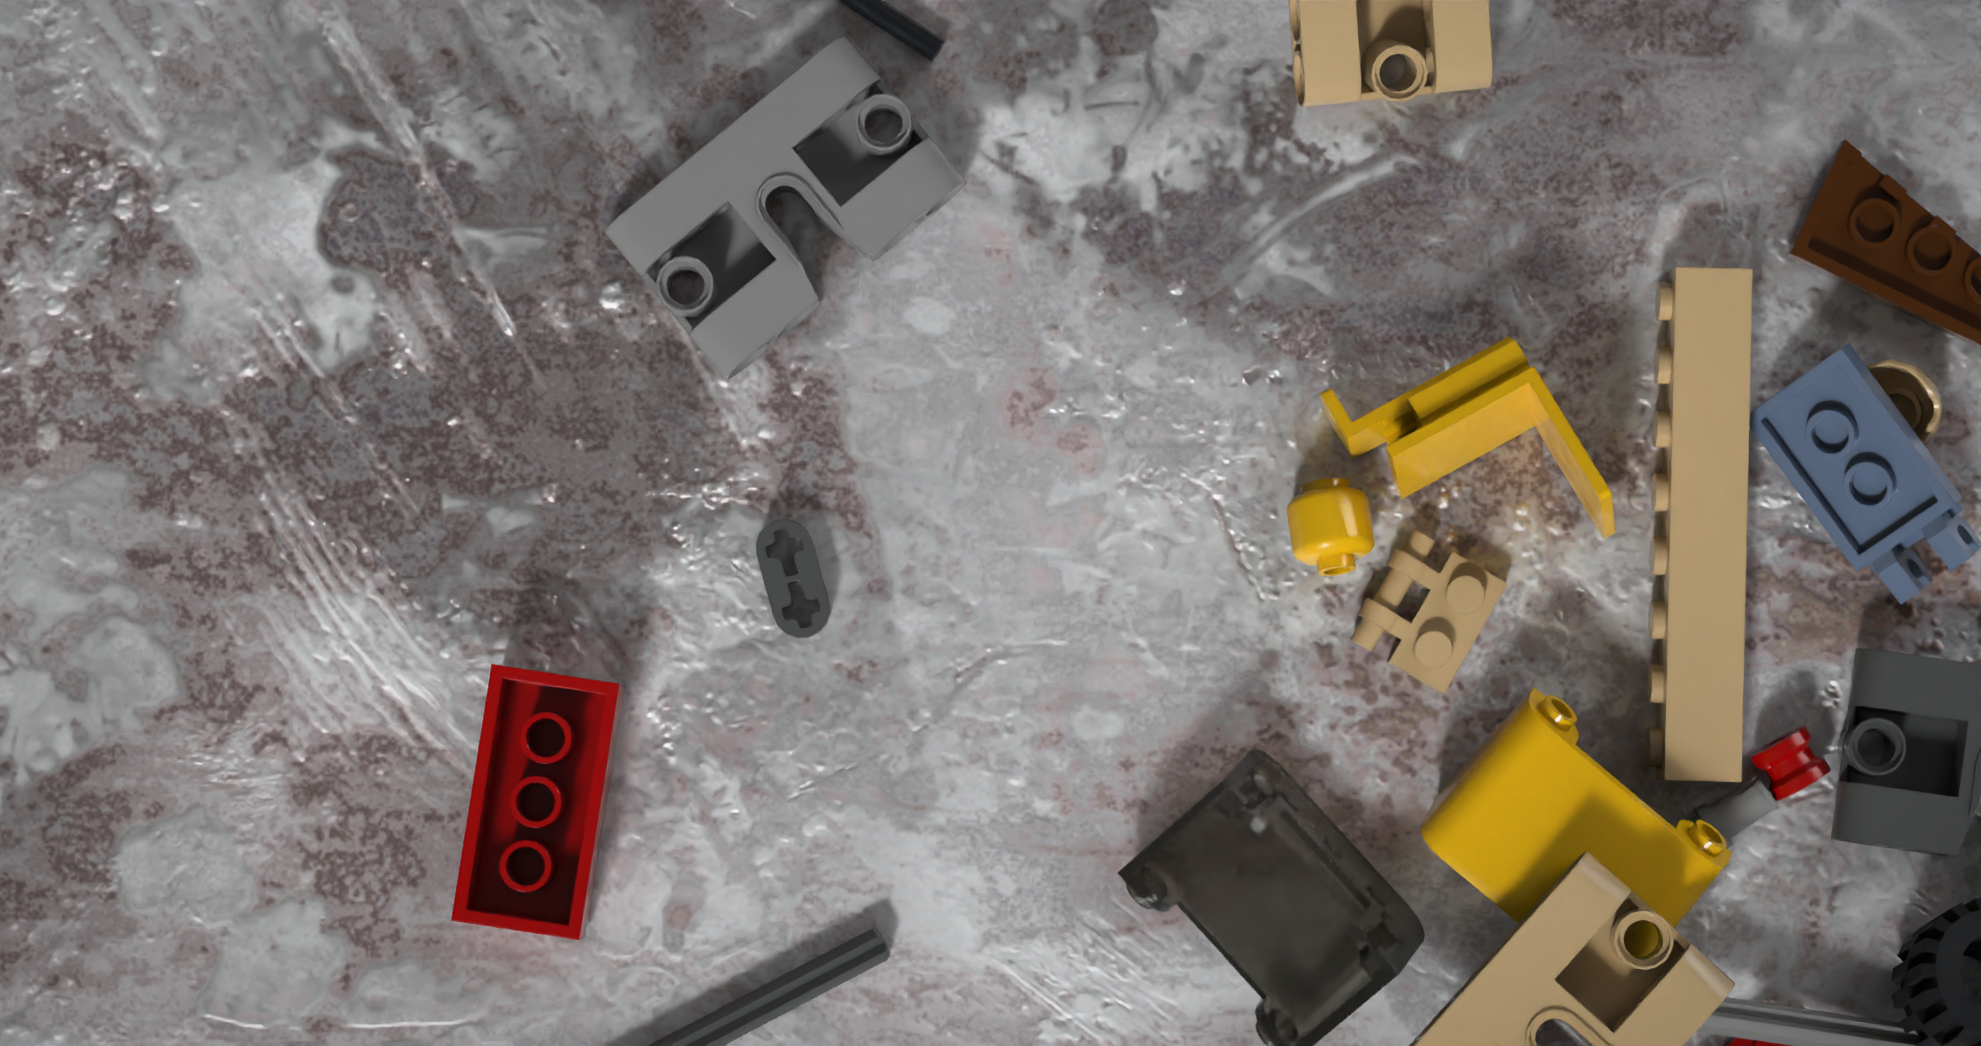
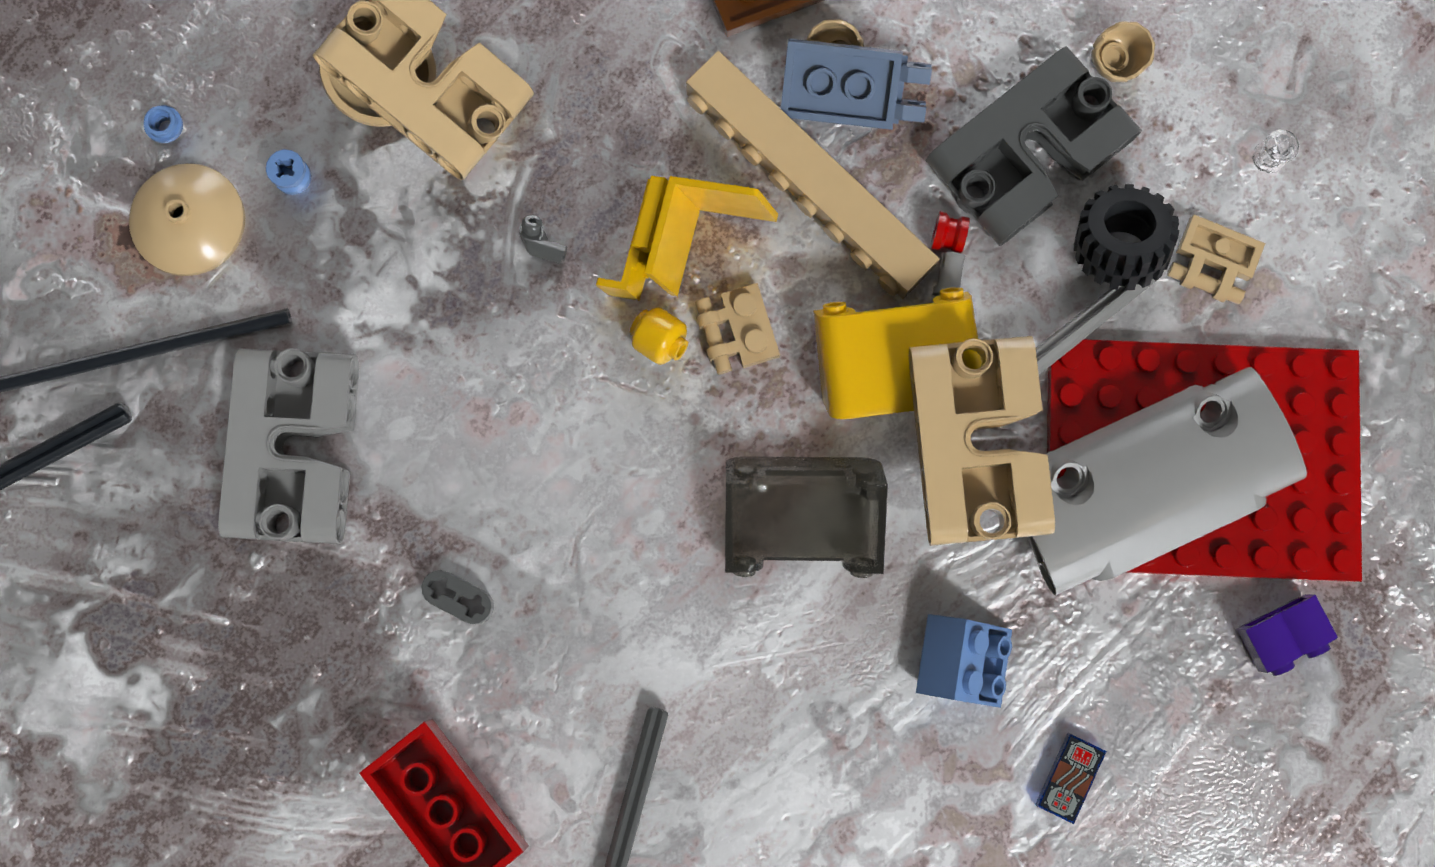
camera: 45 degrees left, 5 degrees down
(1307, 267) = (537, 243): none -> dark grey arm

